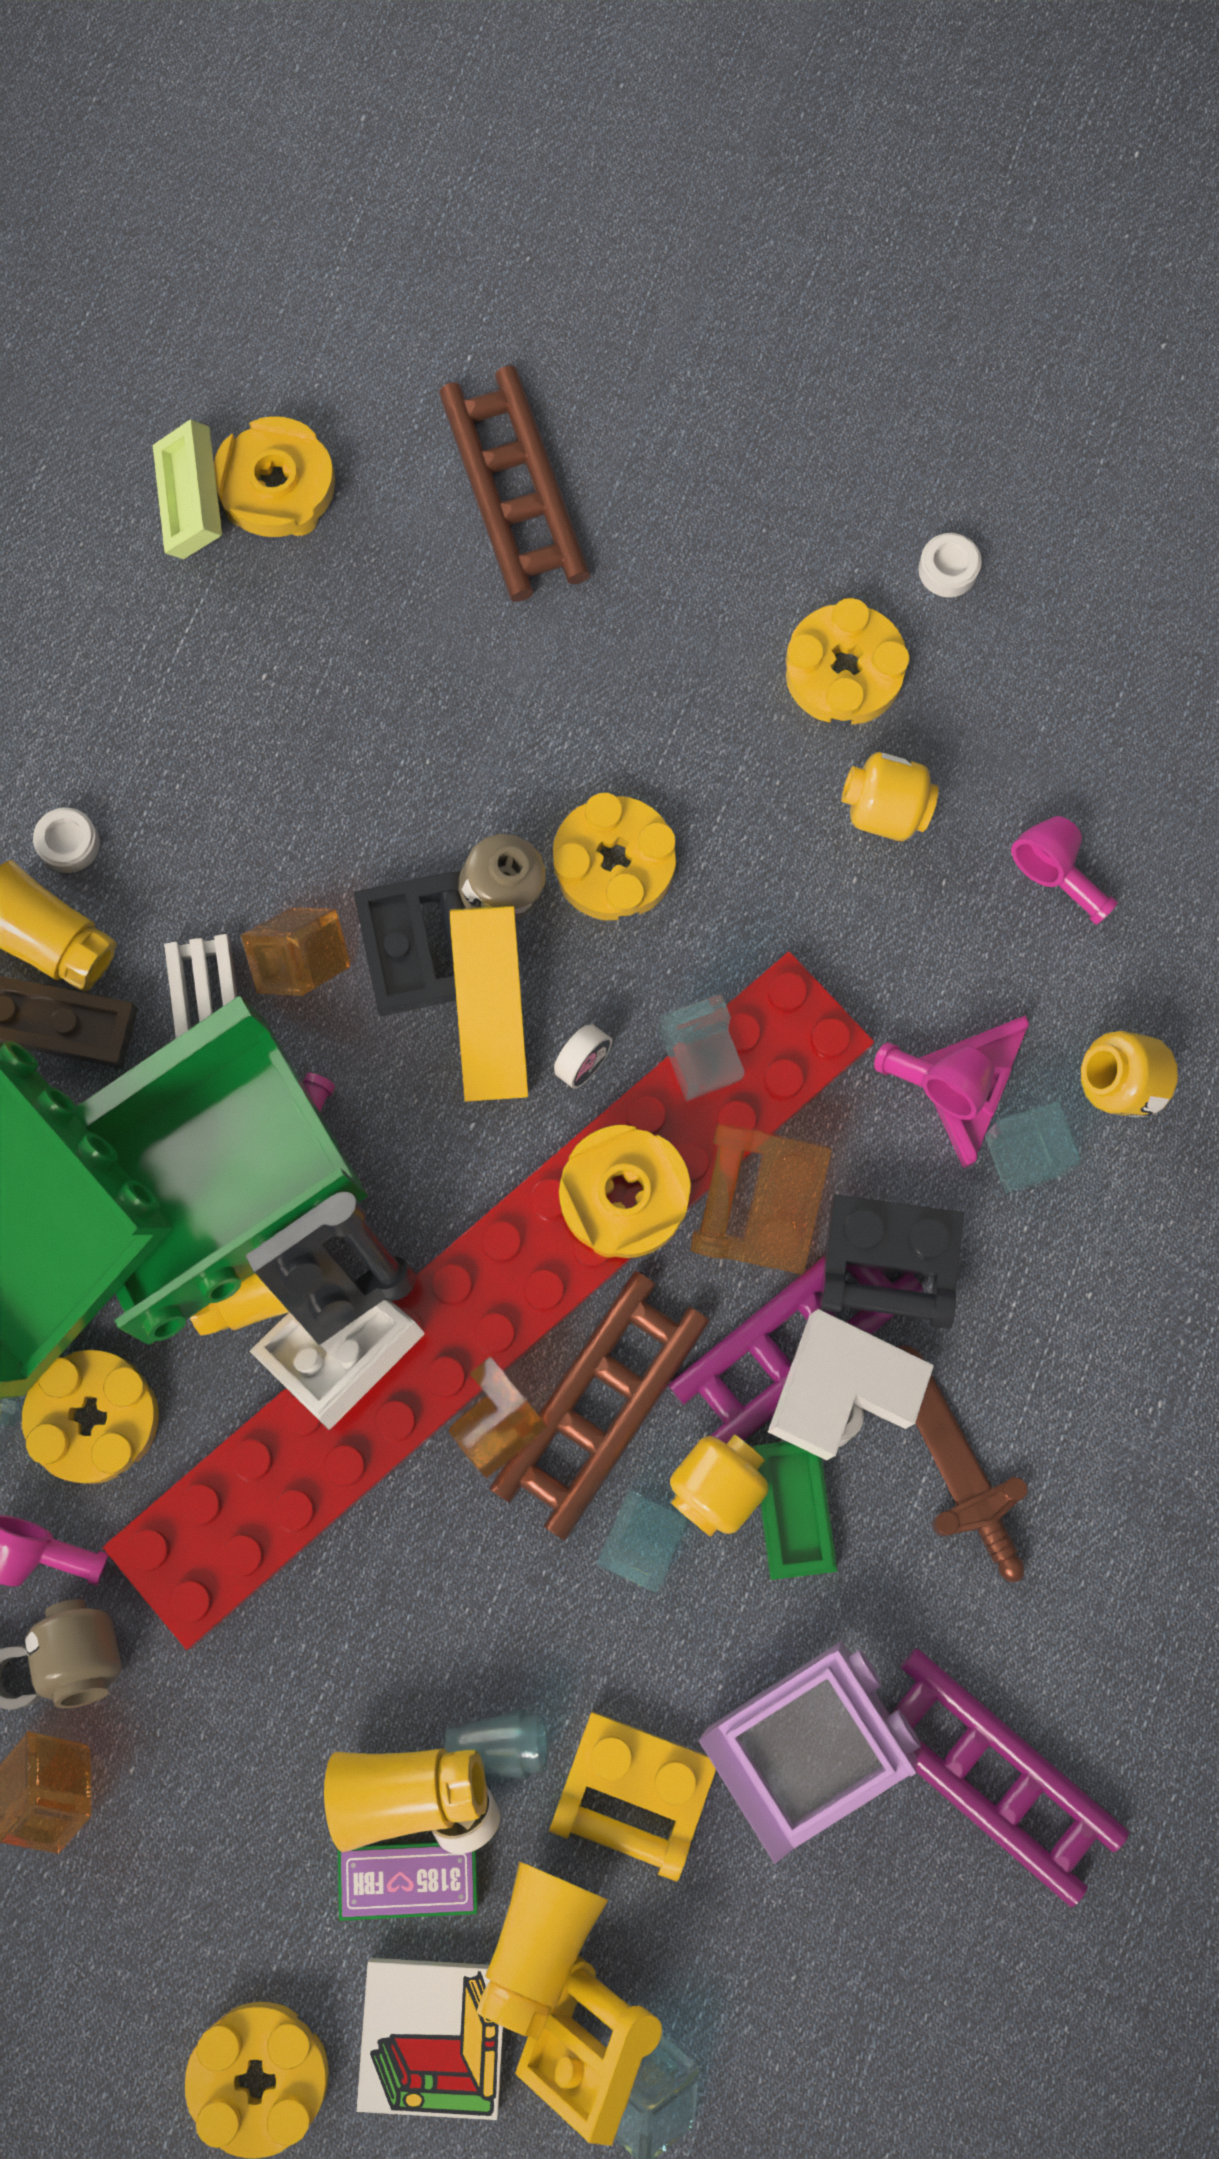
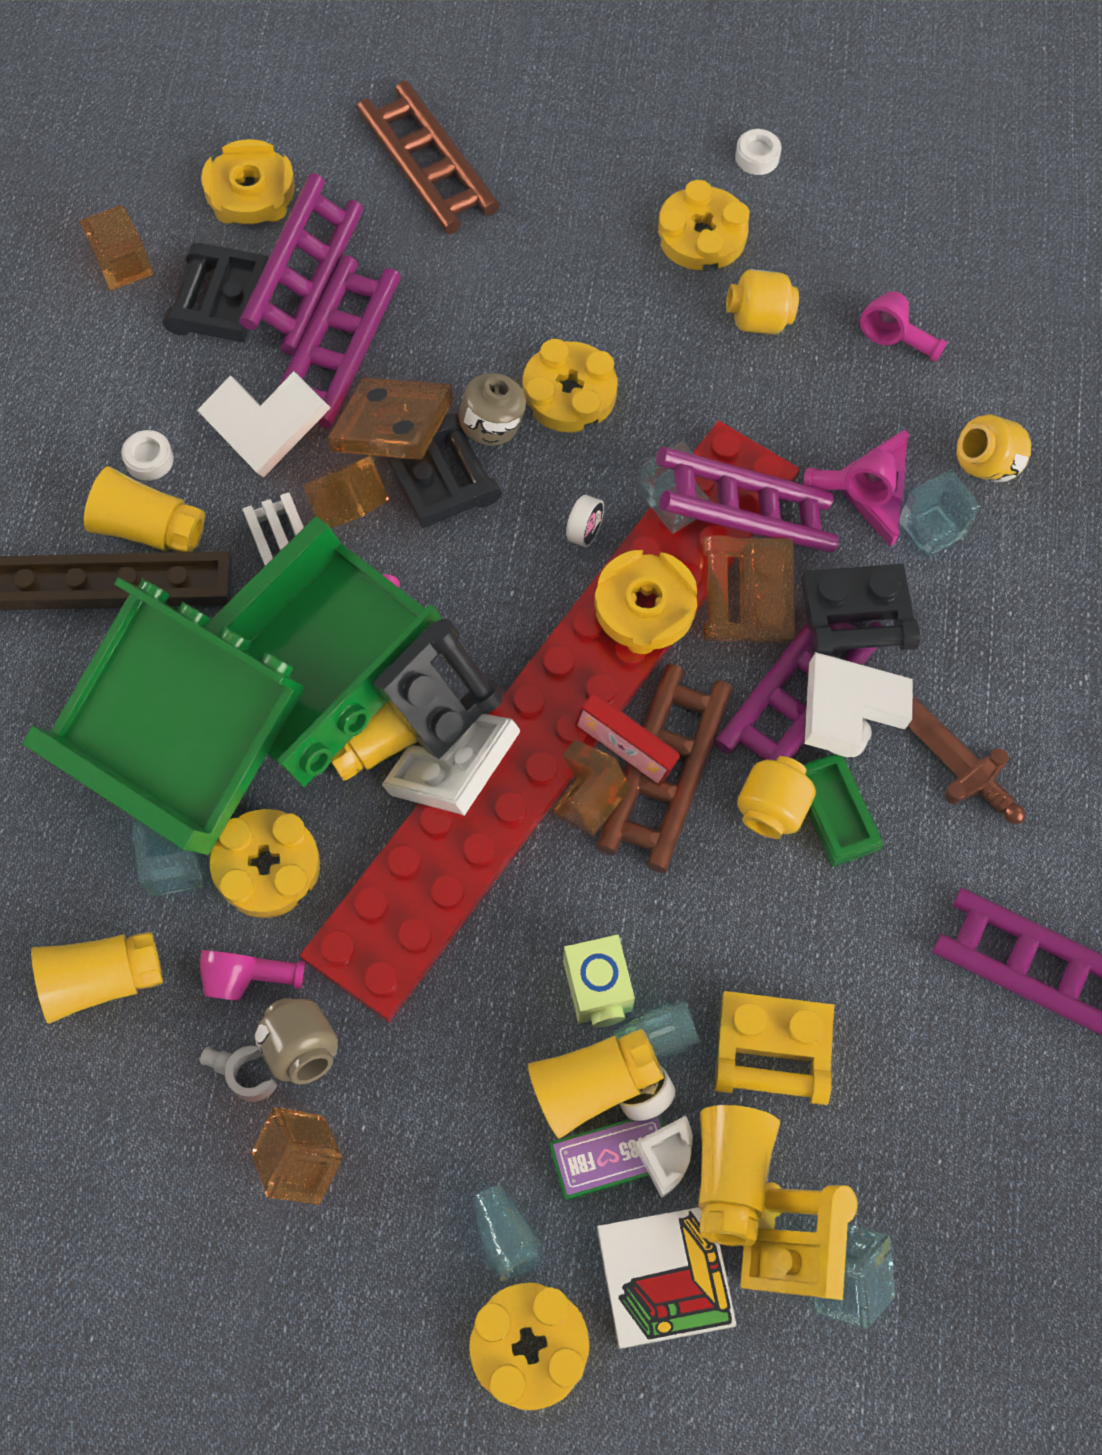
camera: 15 degrees left, 10 degrees down
(84, 541) = (116, 247): none -> clear orange panel
(187, 489) = (185, 200): yellowish green tile -> none
(214, 640) = (226, 297): none -> black plate
(214, 841) = (267, 430): none -> white tile
(259, 1945) = (505, 1235): none -> clear light blue cone
(278, 618) = (277, 271): none -> magenta bar
(342, 764) = (362, 327): none -> magenta bar
(373, 863) = (391, 418): none -> clear orange tile
(443, 1668) = (599, 981): none -> yellowish green brick
(468, 1900) = (667, 1154): none -> white tile
(489, 1003) = (505, 494): yellow tile -> none
(553, 1374) = (627, 738): none -> tile
(642, 1542) = (726, 859): clear light blue panel -> none
(755, 1102) = (727, 509): none -> magenta bar
(811, 1749) = (907, 970): window -> none

